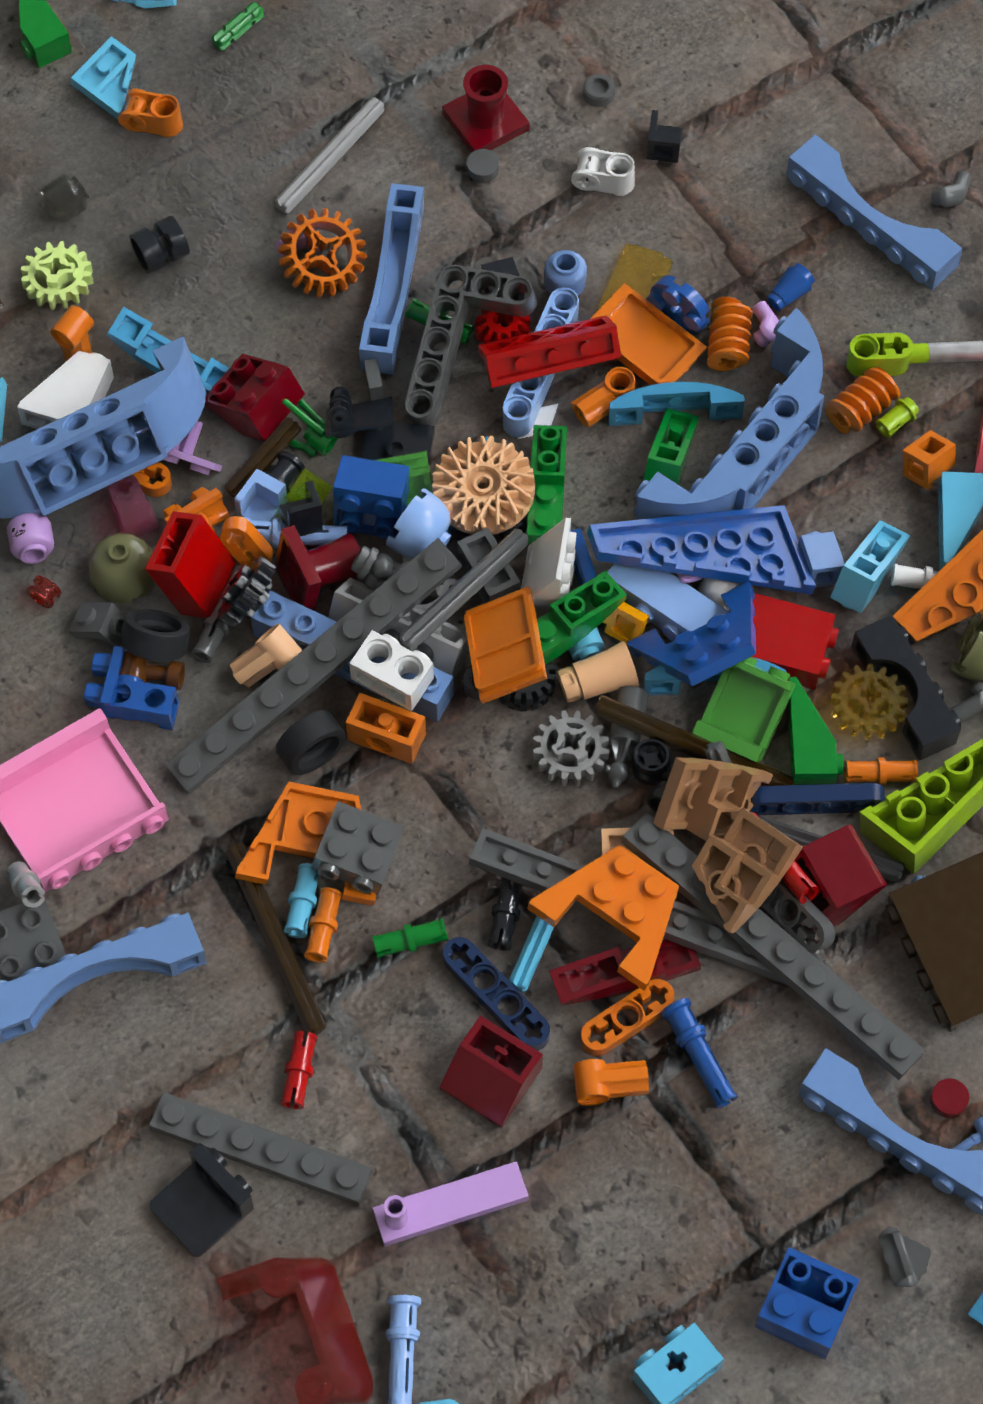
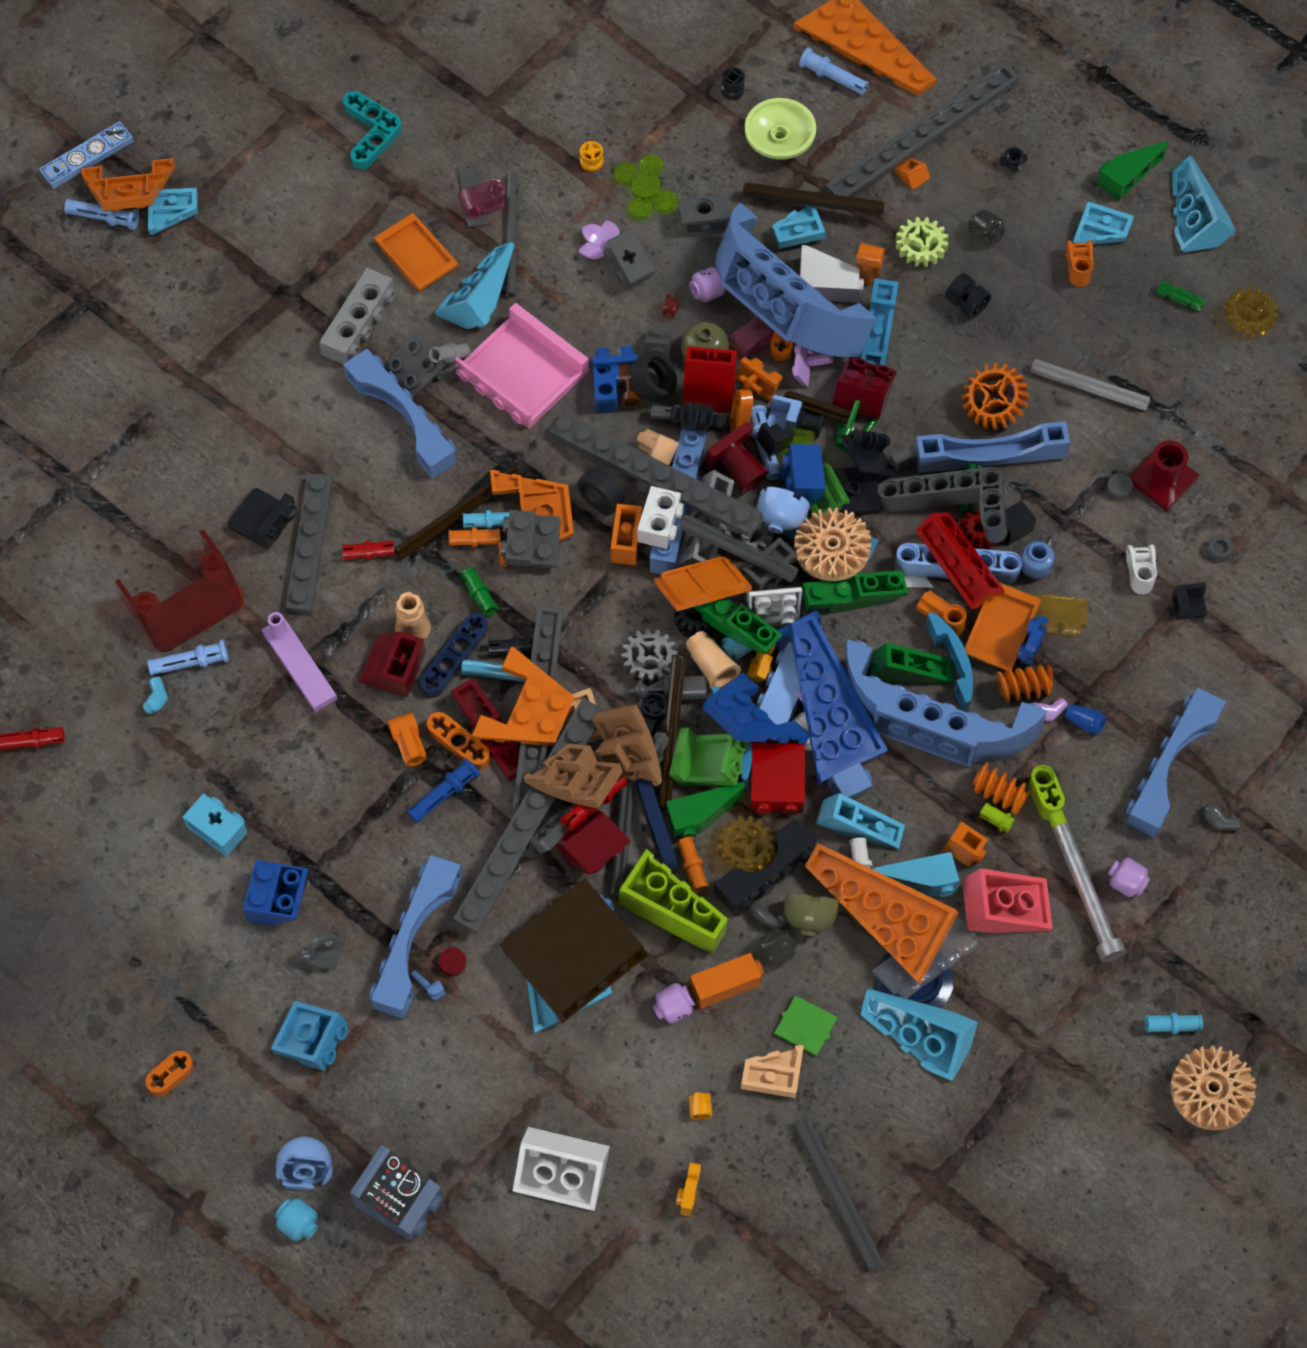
camera: 75 degrees right, 0 degrees up
(373, 567) = (742, 488): dark grey piece -> none
(432, 1035) = (411, 616): none -> light nougat plant

